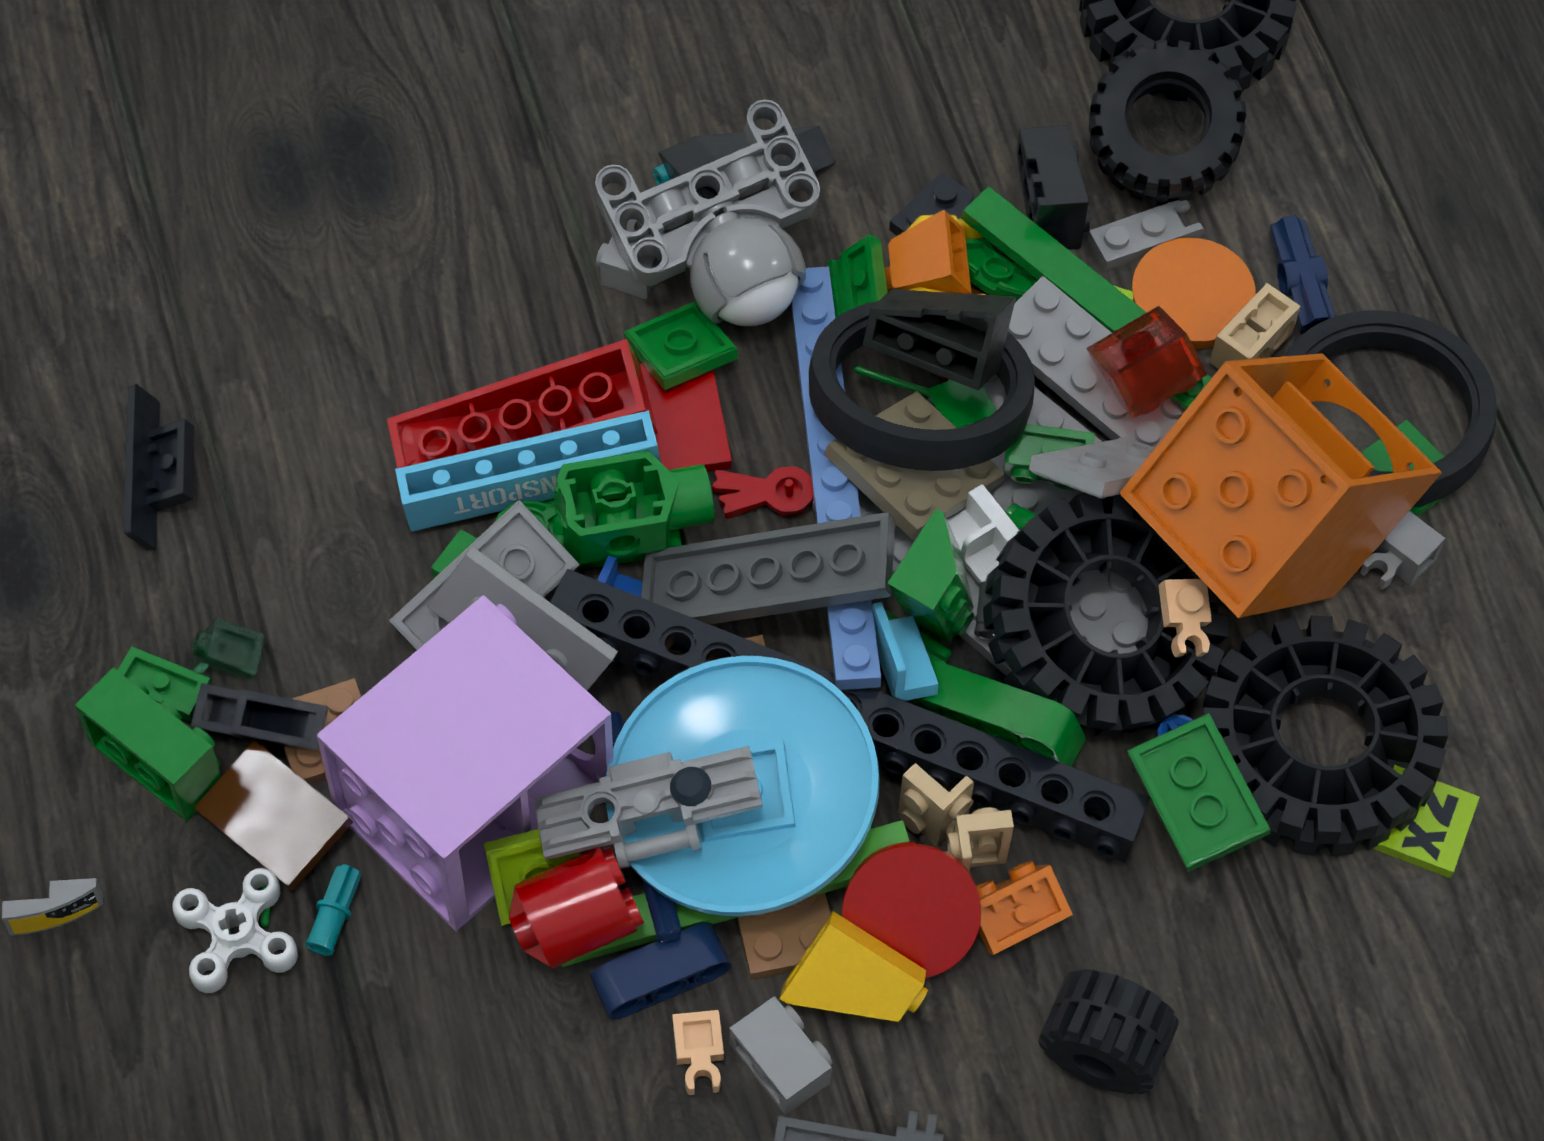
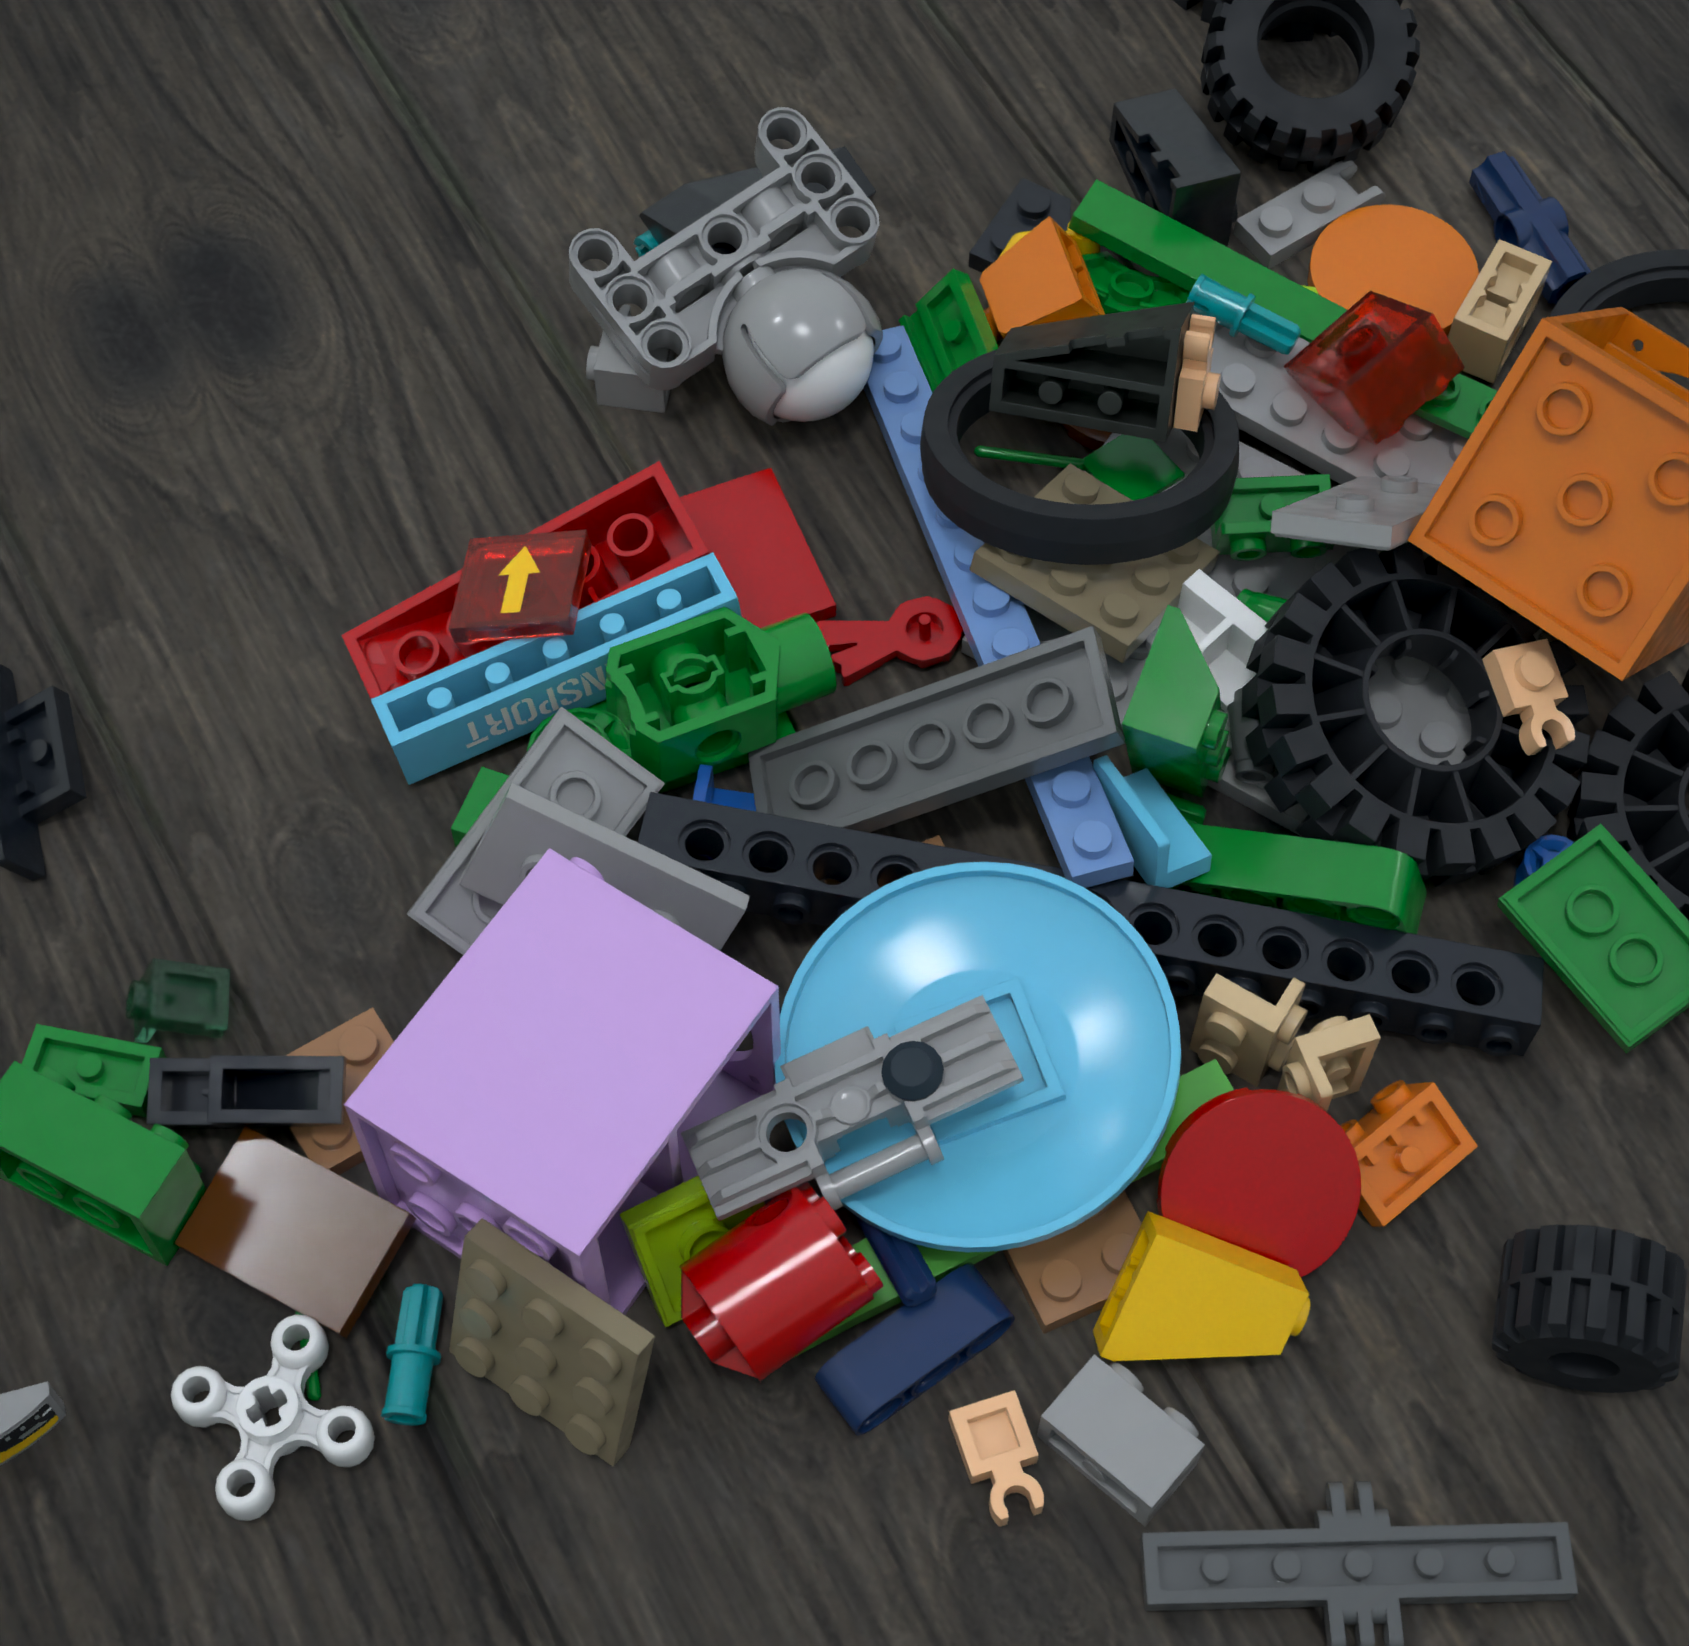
camera: 10 degrees left, 0 degrees up
(419, 917) = (549, 1343): none -> dark tan plate
(512, 409) = (520, 586): none -> clear red tile
(680, 345) = (730, 462): green tile -> none
(1009, 353) = (1197, 384): none -> light nougat plate
(1064, 306) = (1243, 315): none -> teal axle

